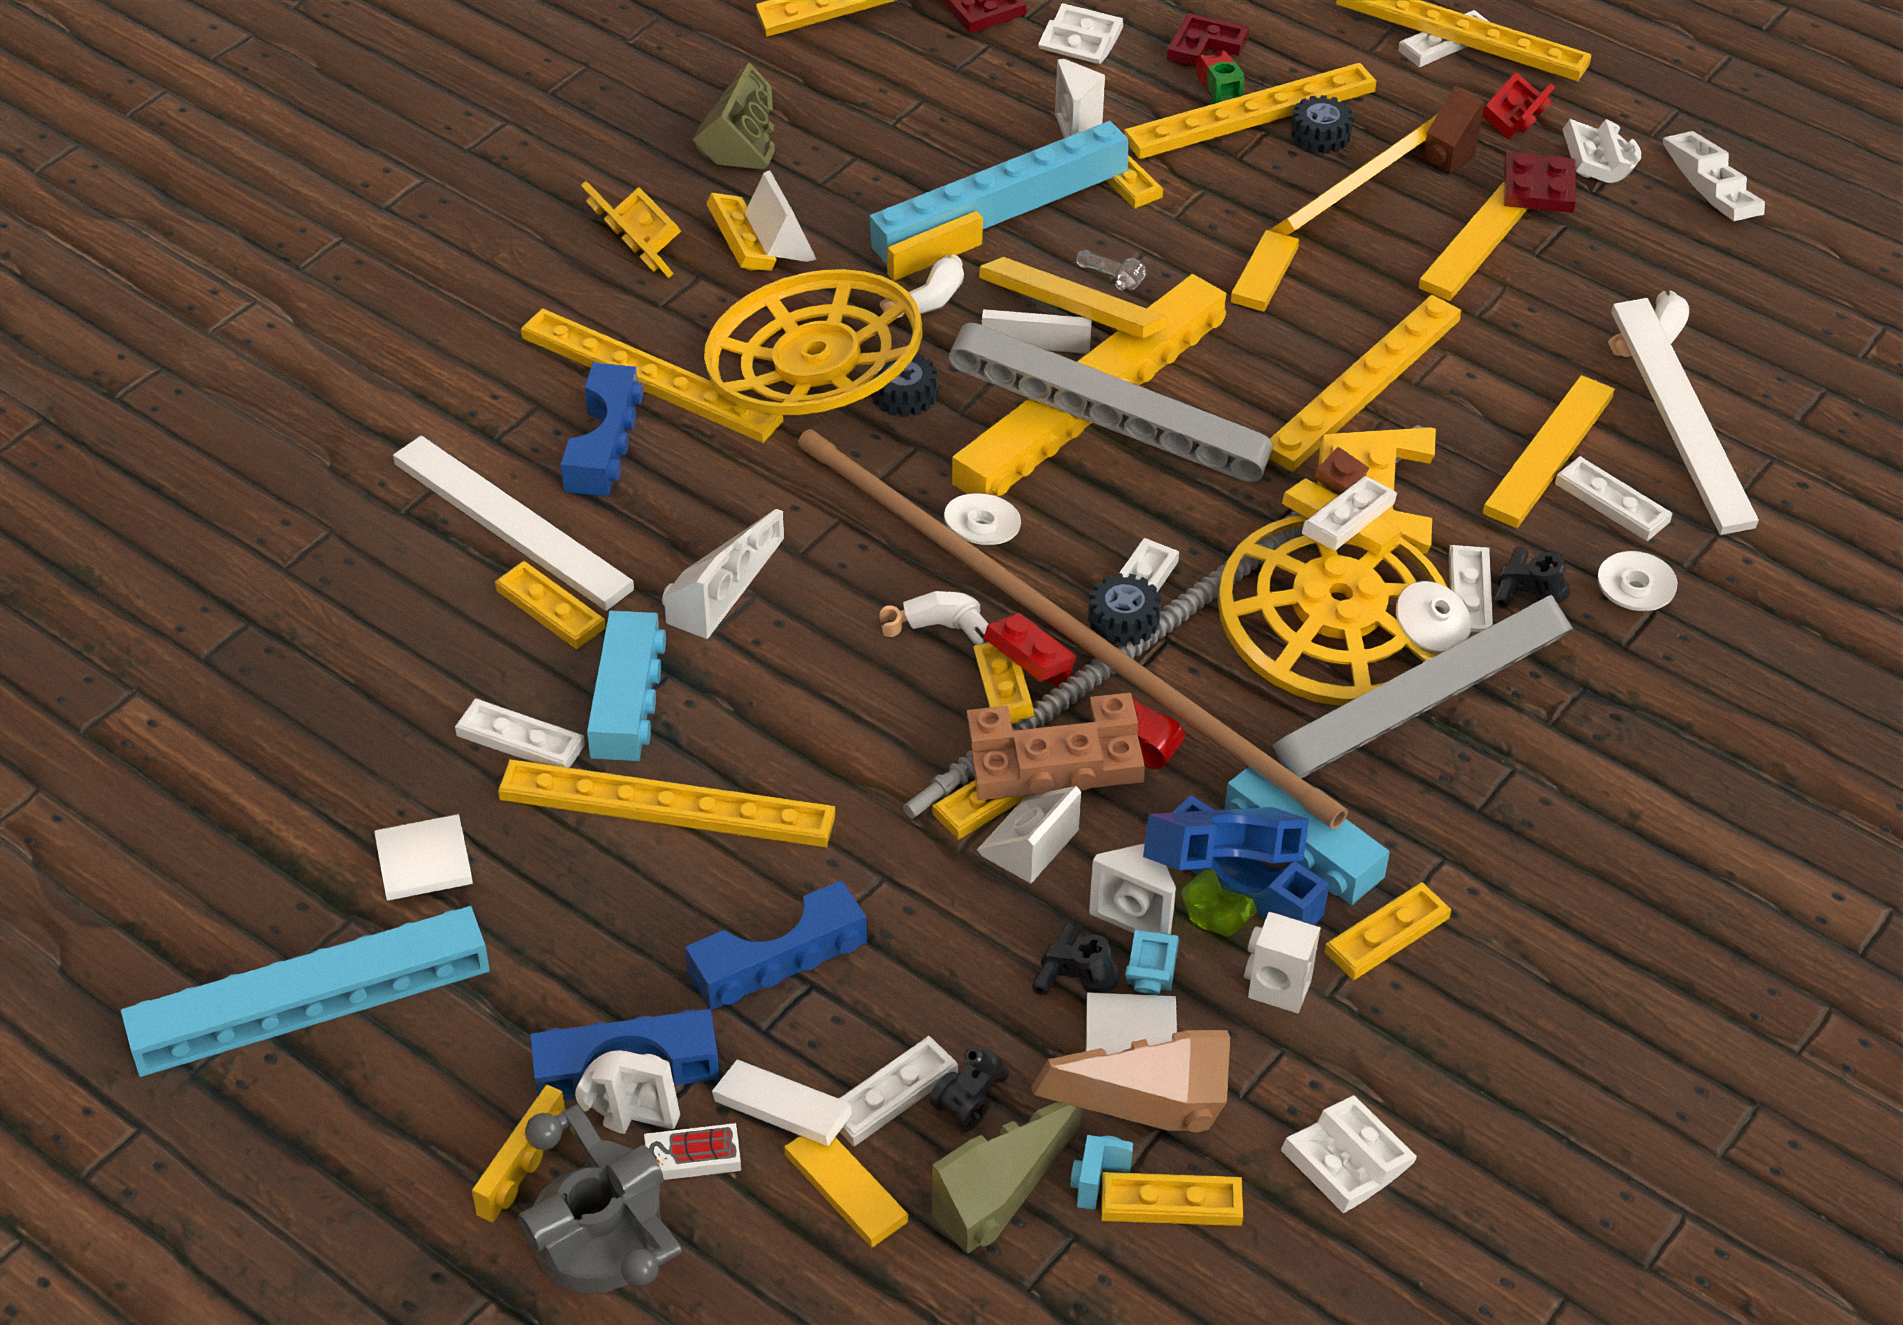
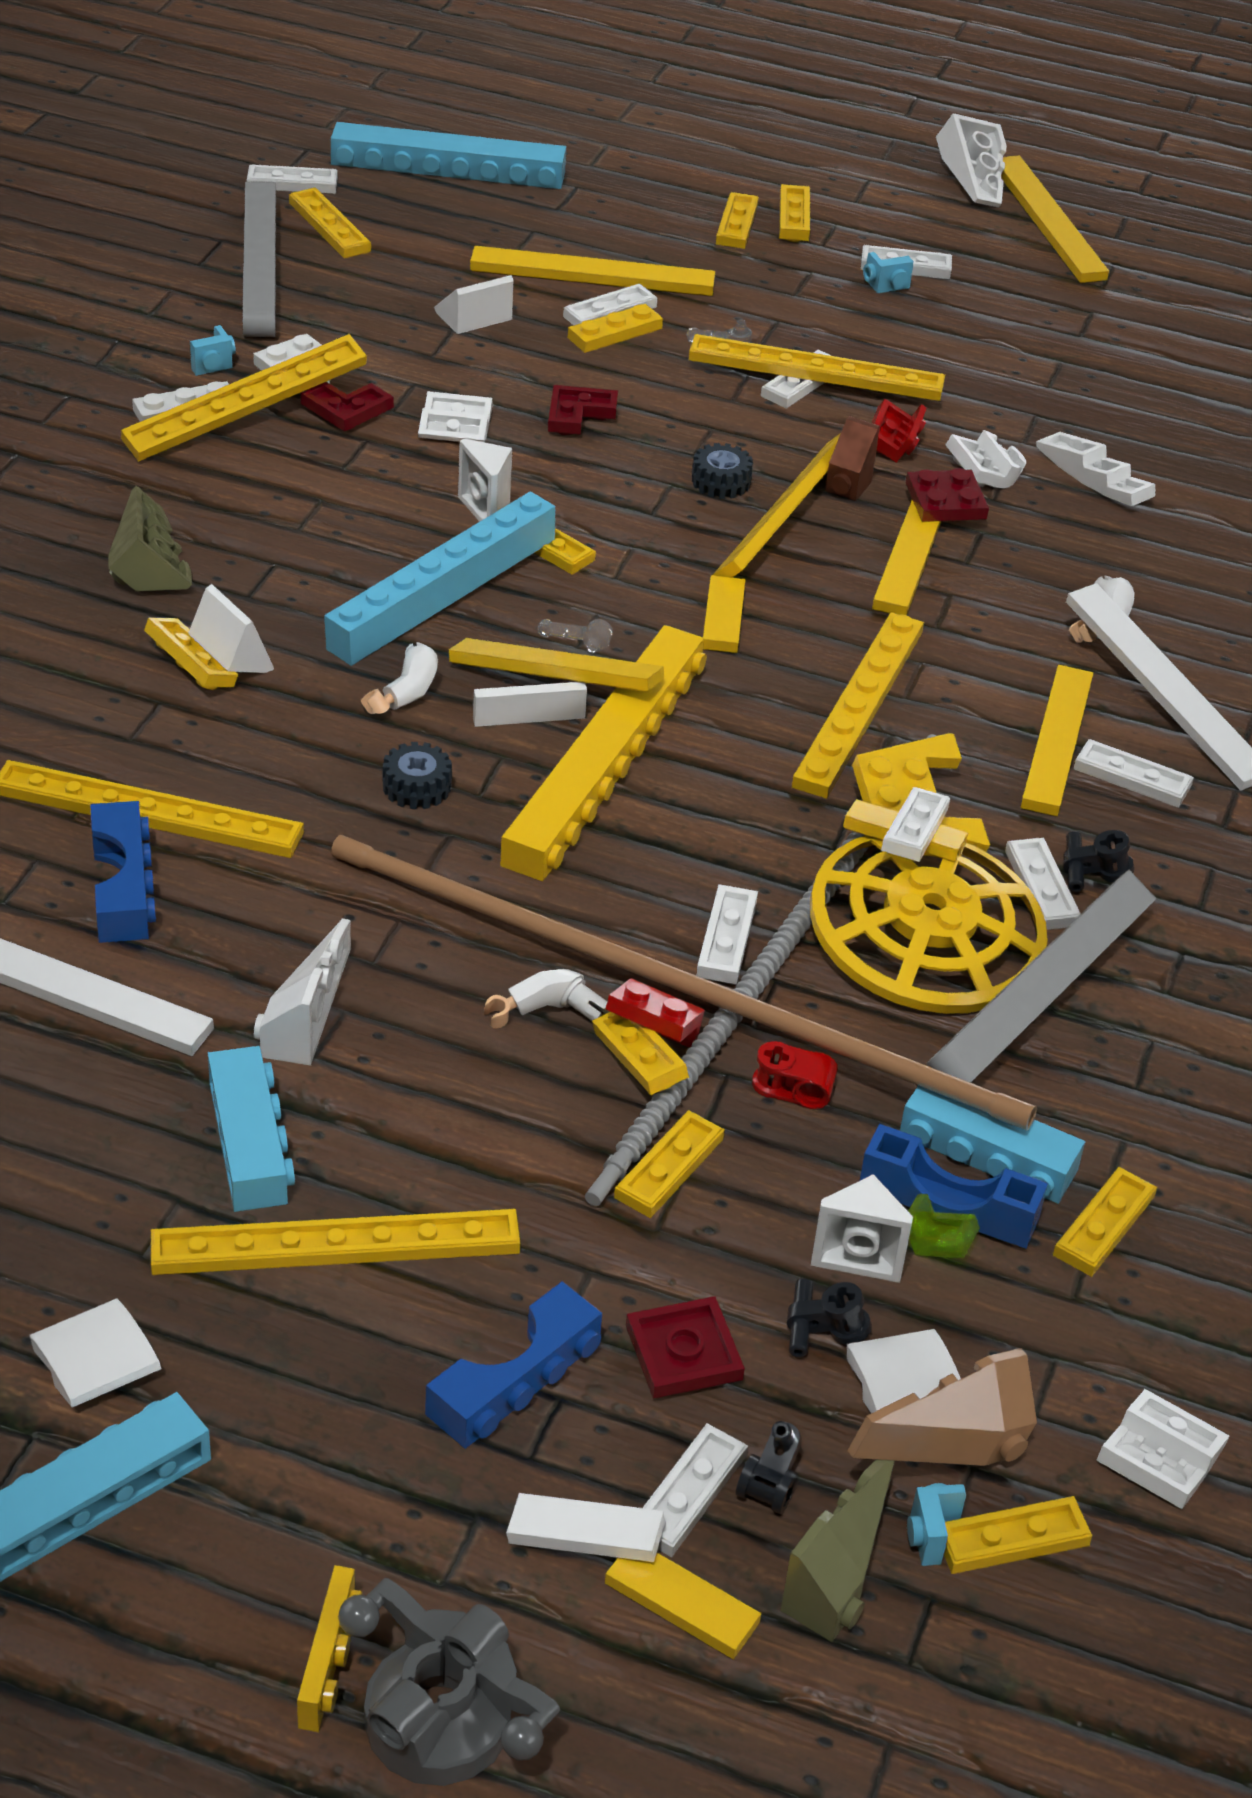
camera: 20 degrees left, 5 degrees down
(519, 735) = (149, 1202): white tile -> none
(550, 605) = (130, 1060): yellow tile -> none
(629, 1088) = (427, 1549): white slope -> none
(642, 222) = (82, 658): yellow bracket -> none
(680, 1038) = (454, 1492): blue arch -> none
(696, 1151) = (516, 1597): tile -> none
(797, 351) = (294, 754): yellow dish -> none
(932, 245) = (394, 637): yellow tile -> none
(936, 963) = (684, 1347): none -> dark red plate
(982, 519) = (552, 893): white dish -> none
(1034, 832) = (726, 1193): white slope -> none
(1056, 756) = (726, 1113): nougat bracket -> none
(1111, 402) = (637, 757): light grey beam -> none
(1124, 609) = (734, 955): black wheel -> none
(1152, 962) = (899, 1299): medium azure bracket -> none
(1196, 837) = (921, 1160): blue arch -> none
(1220, 76) = (610, 440): green leg -> none
(1246, 111) = (647, 467): yellow plate -> none
(1281, 961) = (1031, 1270): white brick -> none
(1340, 471) = (889, 787): copper plate -> none
(1424, 625) = (1025, 911): white dish -> none
(1637, 581) = (1192, 844): white dish -> none

